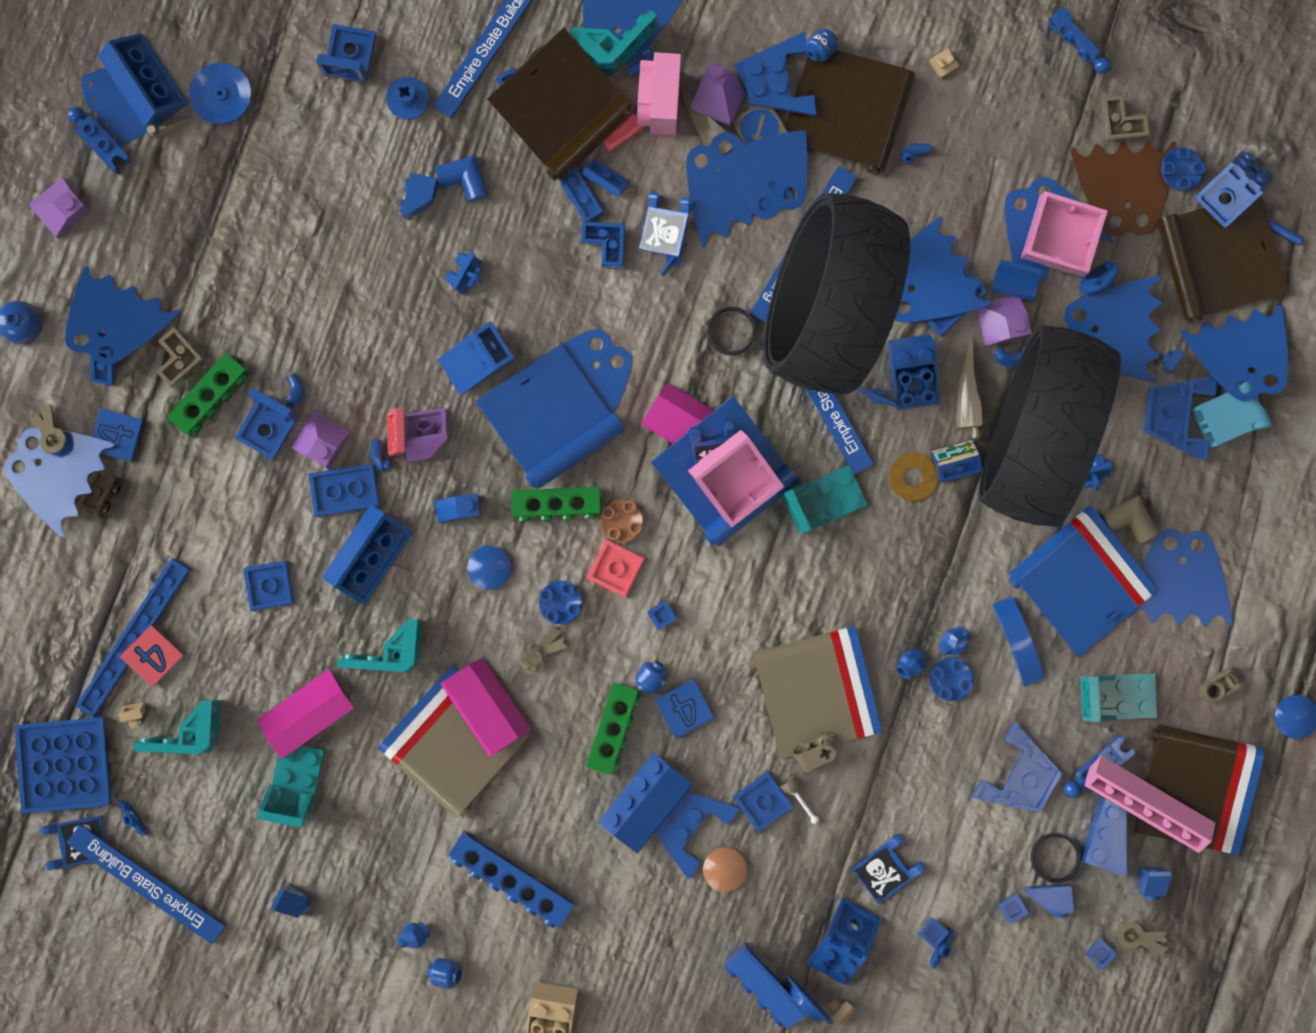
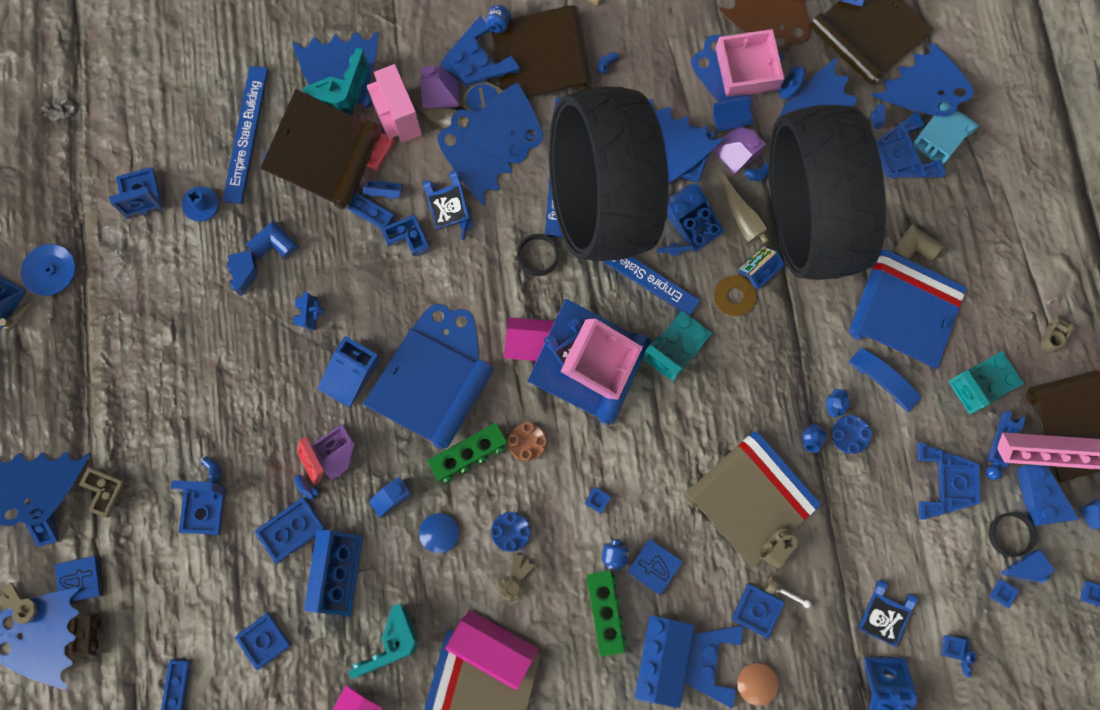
camera: 25 degrees left, 10 degrees down
(196, 397) = (132, 515): green brick -> none
(321, 439) = (252, 499): medium lavender slope -> none
(615, 568) = (541, 481): coral tile -> none
(1189, 587) = (987, 275): blue piece -> none

